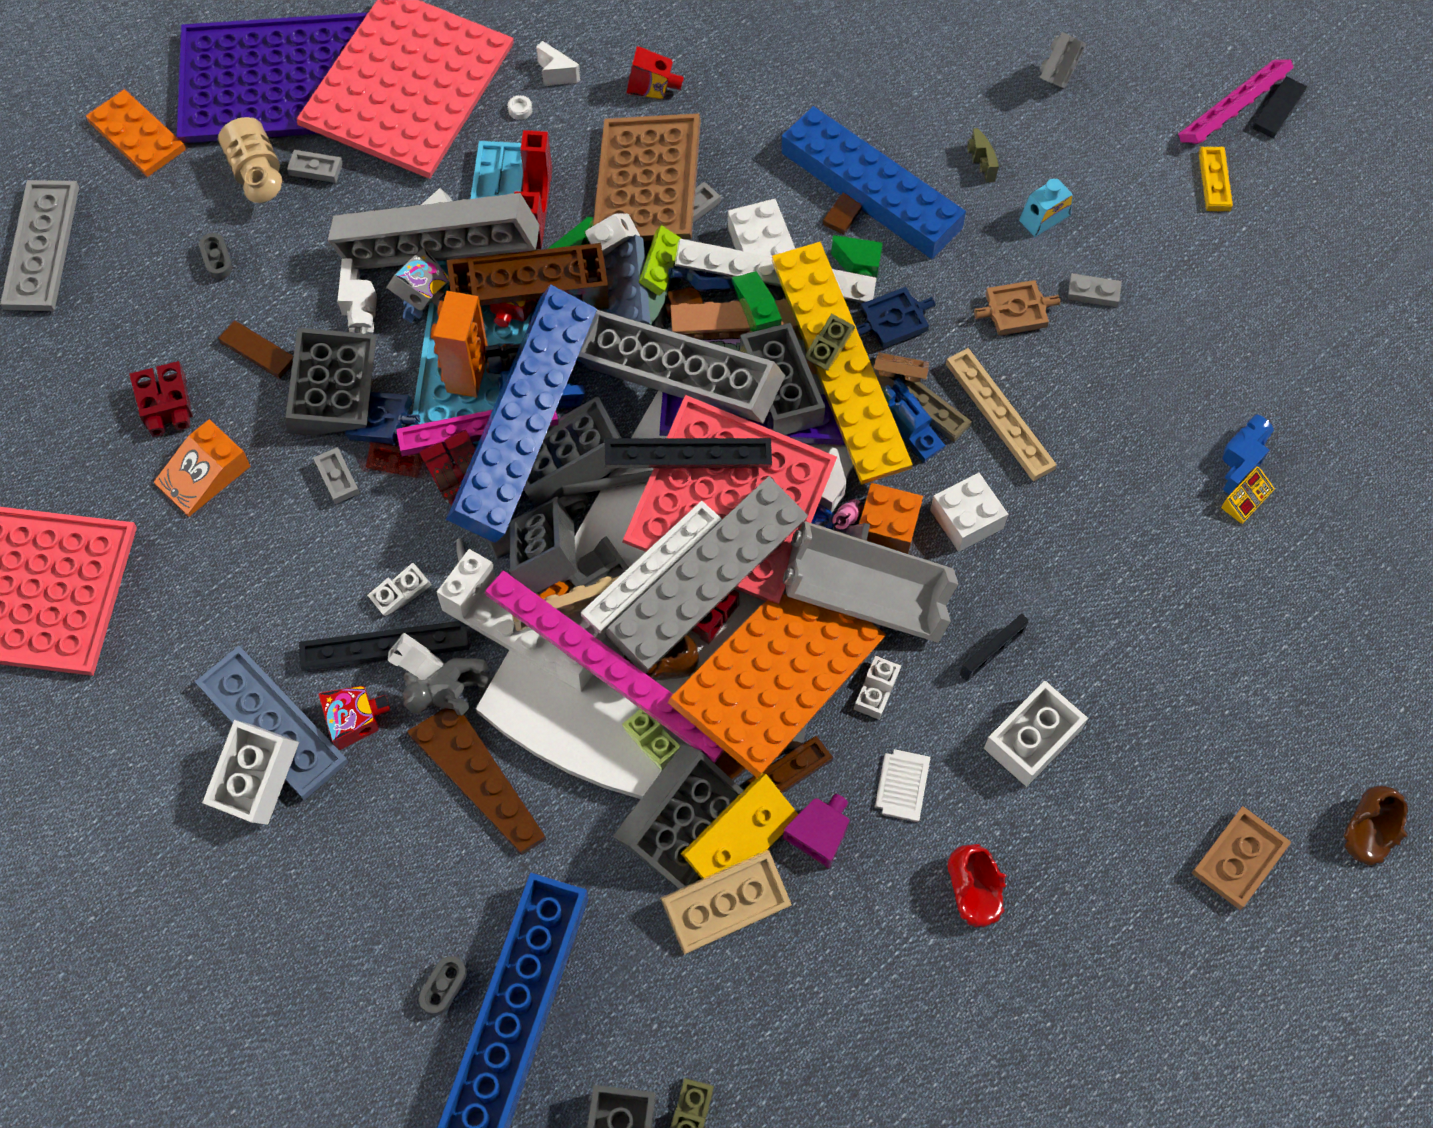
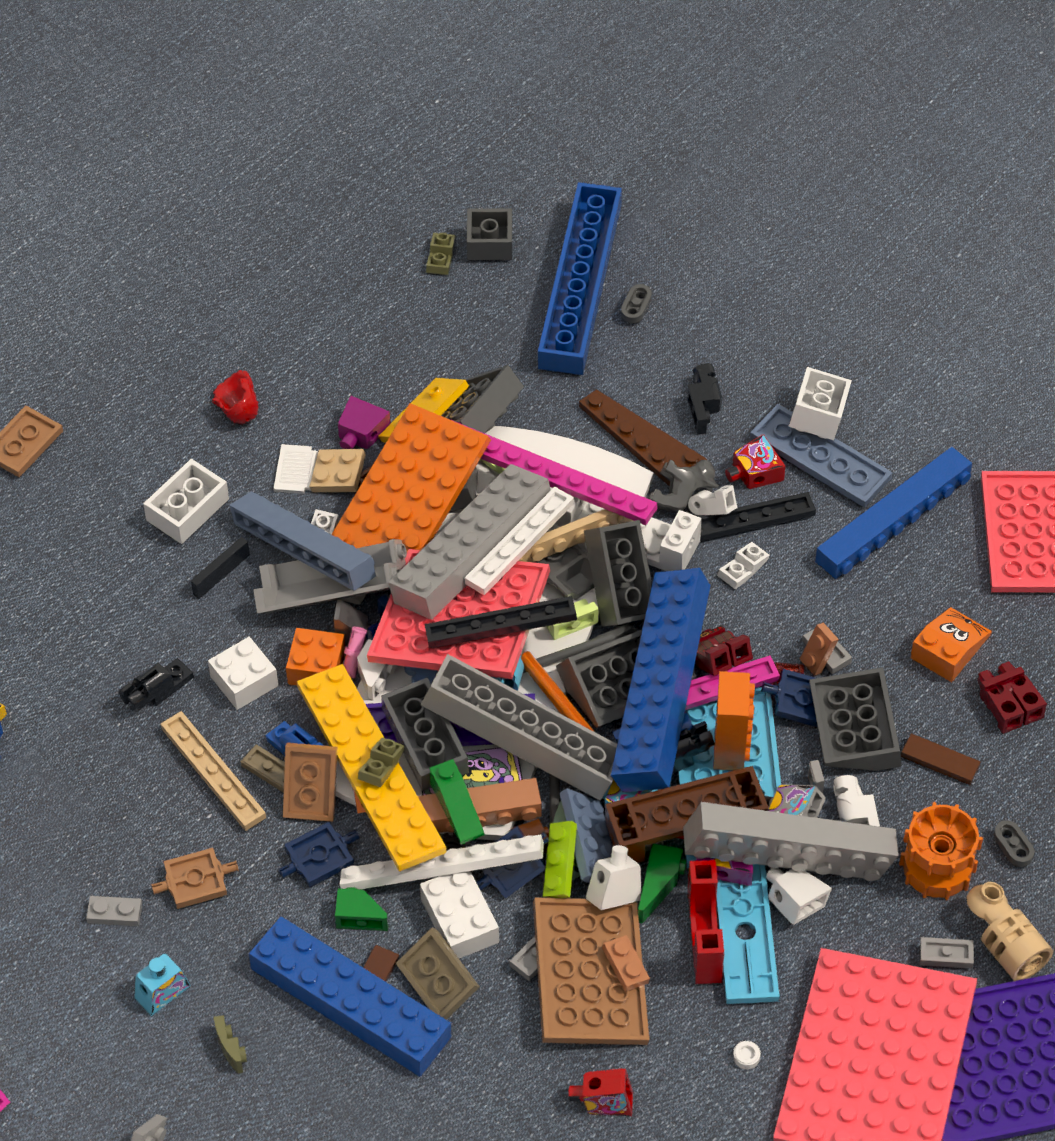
camera: 175 degrees right, 10 degrees down
(207, 631) = (893, 513): none -> blue brick
(289, 233) = (946, 830): none -> orange piece
(346, 459) = (819, 649): none -> nougat plate
(388, 337) = (815, 775): none -> light grey tile
(389, 821) = (704, 396): none -> black plate
(556, 66) = (710, 1100): white slope -> none
(604, 519) = (586, 616): none -> yellowish green panel
(613, 176) = (625, 963): none -> nougat plate
(614, 406) = (551, 690): none -> orange axle
(725, 901) = (430, 370): tan tile -> none
(789, 186) = (437, 974): none -> dark tan plate
(852, 767) = (337, 470): none -> tan plate
(901, 633) = (303, 540): none -> sand blue brick
(1062, 511) = (156, 684): none -> black plate

